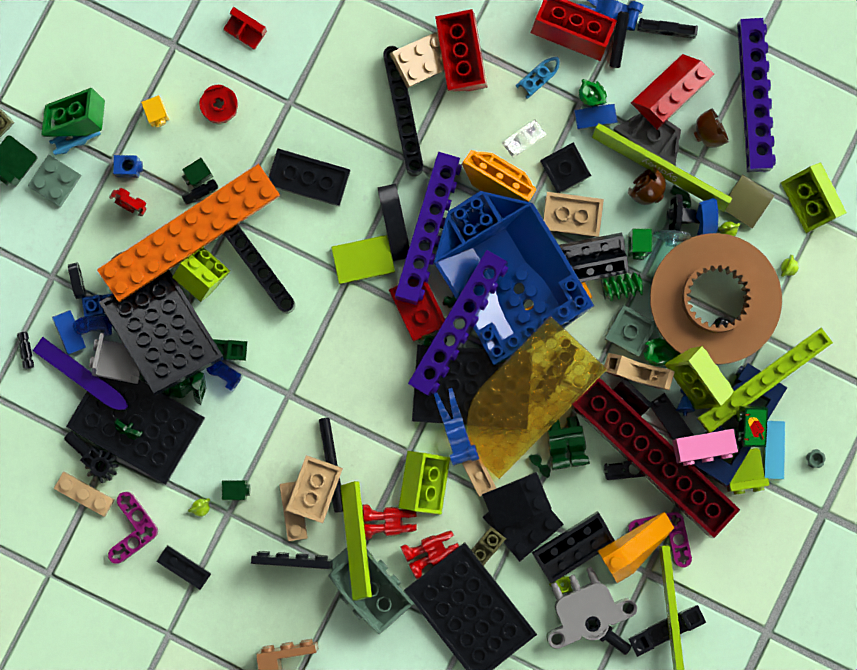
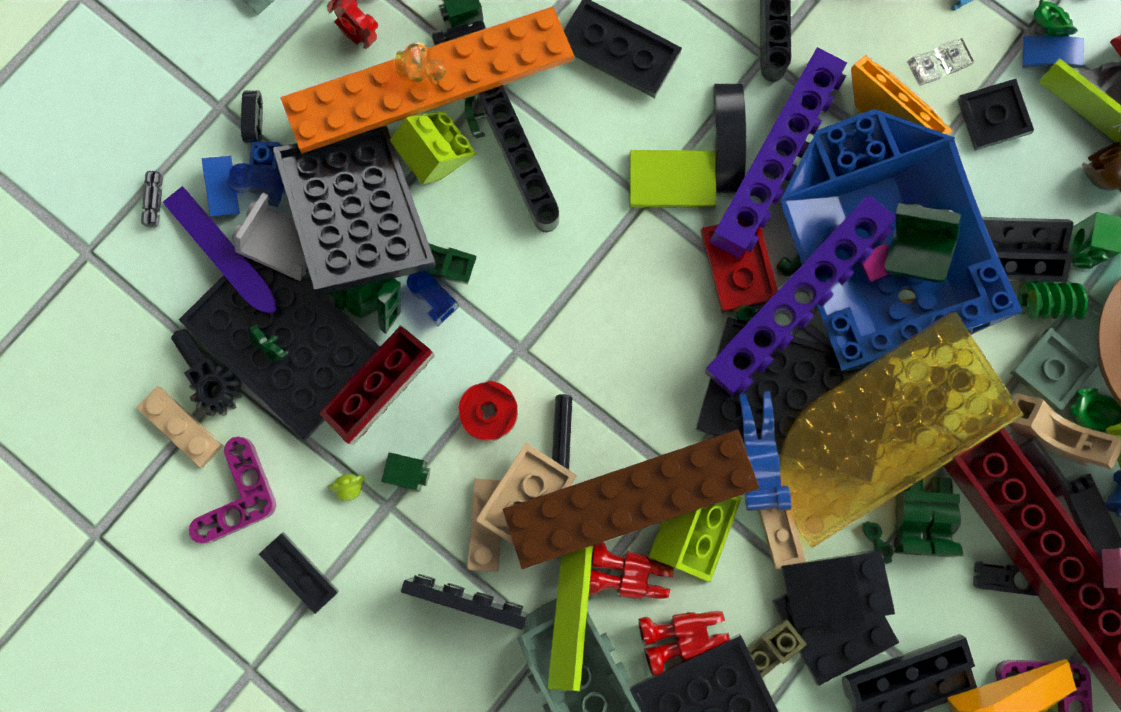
camera: 15 degrees right, 5 degrees down
(179, 230) = (415, 64): none -> clear yellow animal
(203, 439) = (376, 385): none -> dark red slope
(222, 249) = (471, 118): none -> dark green piece
(287, 433) = (484, 394): none -> red plate
(378, 475) = (630, 499): none -> reddish brown plate
(506, 288) = (875, 263): none -> dark pink tile
(527, 273) = (923, 242): none -> dark green bracket
(573, 214) = (1001, 181): tan plate -> none

